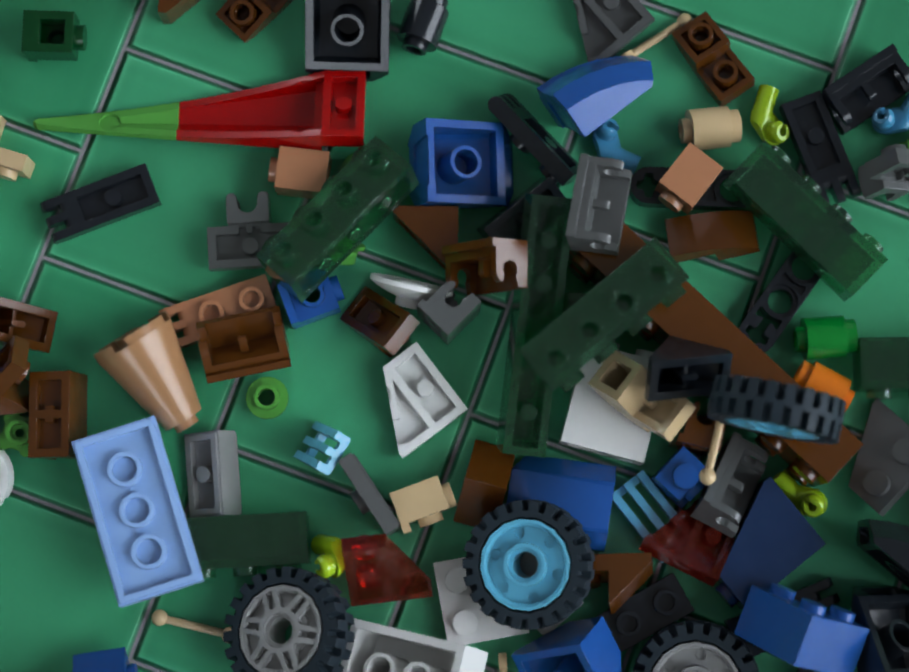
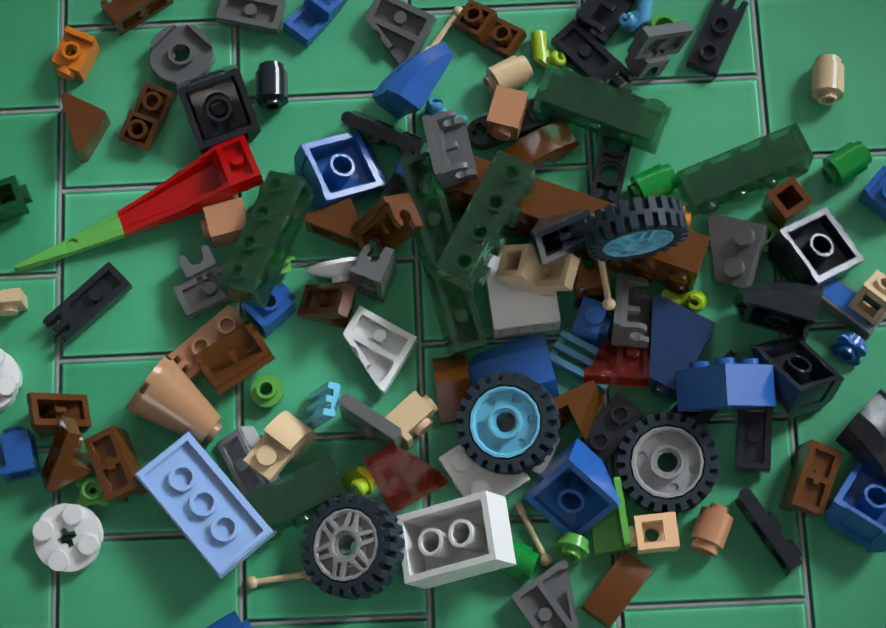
camera: 15 degrees left, 10 degrees down
(253, 474) = (283, 440): none -> tan brick

